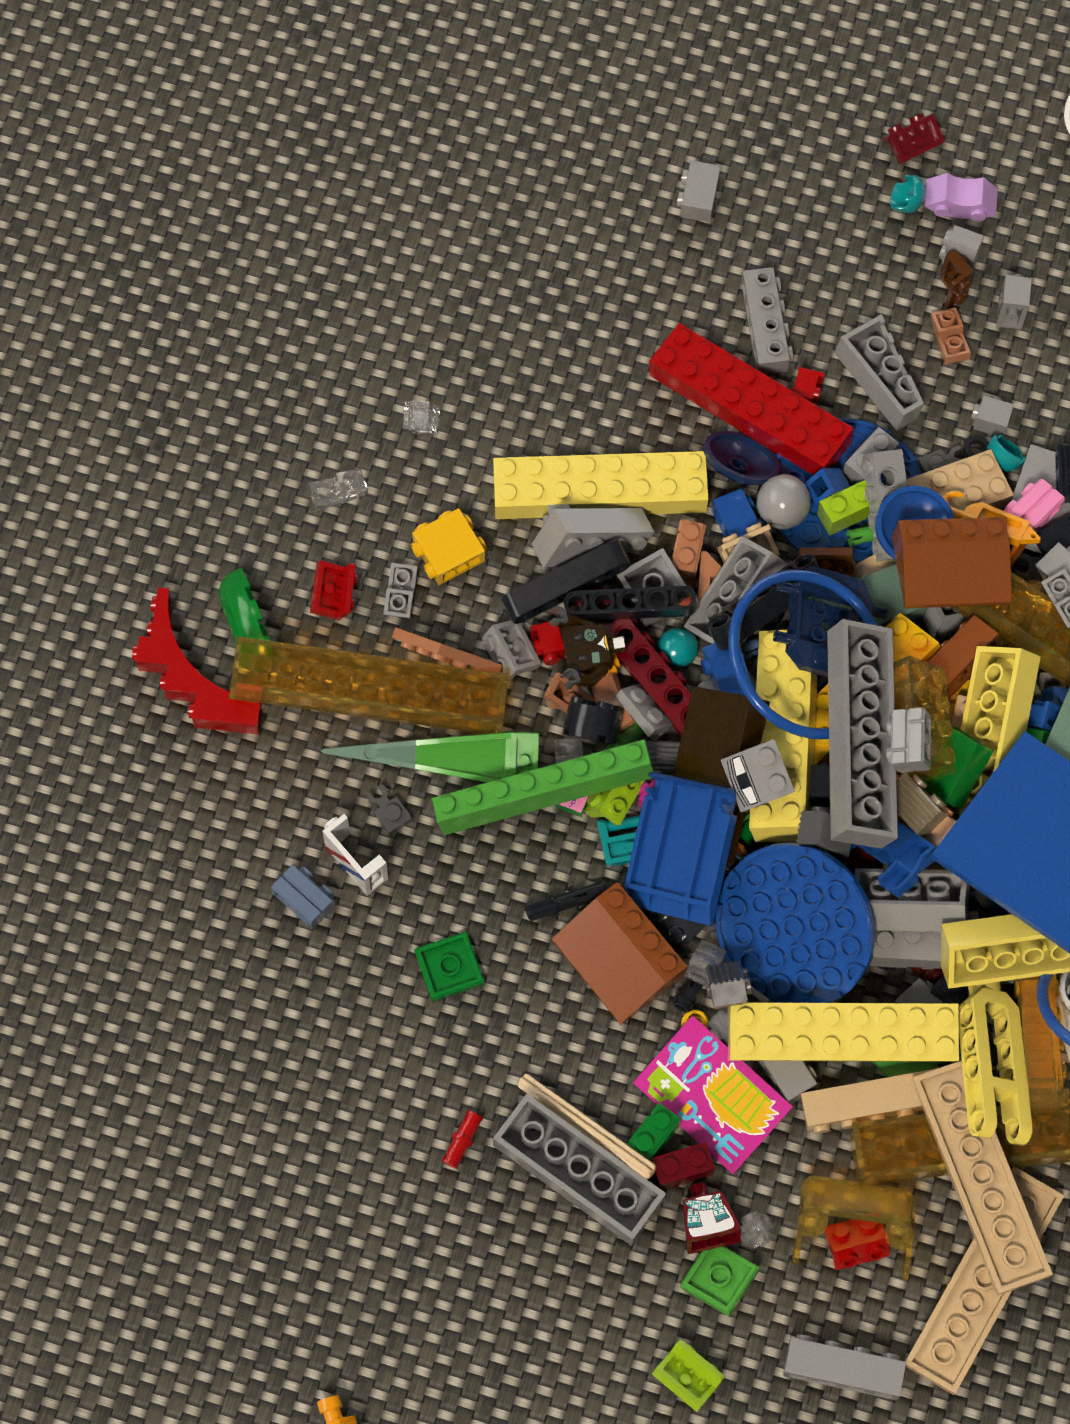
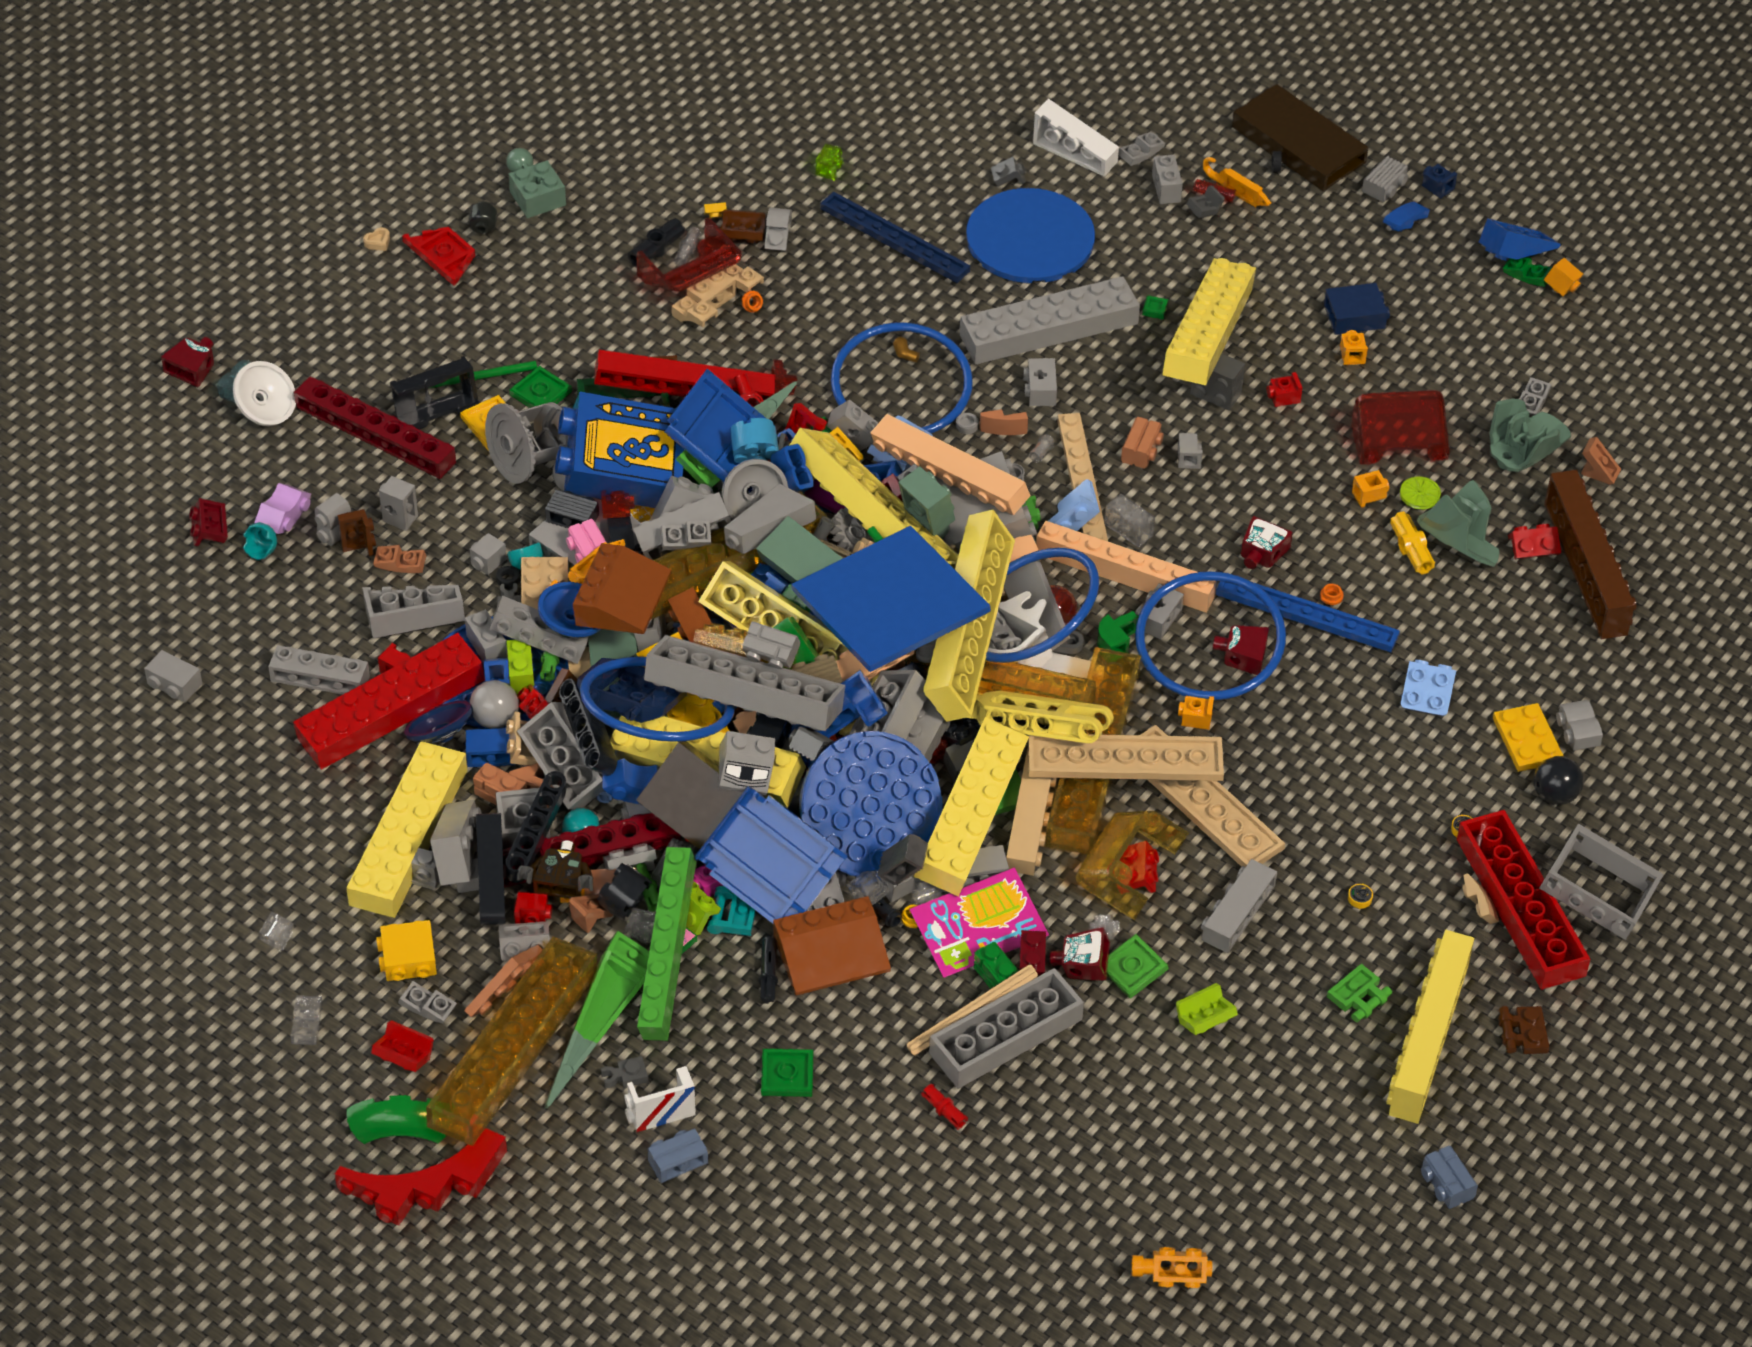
camera: 70 degrees left, 20 degrees down
(802, 538) = (531, 701): none -> red slope

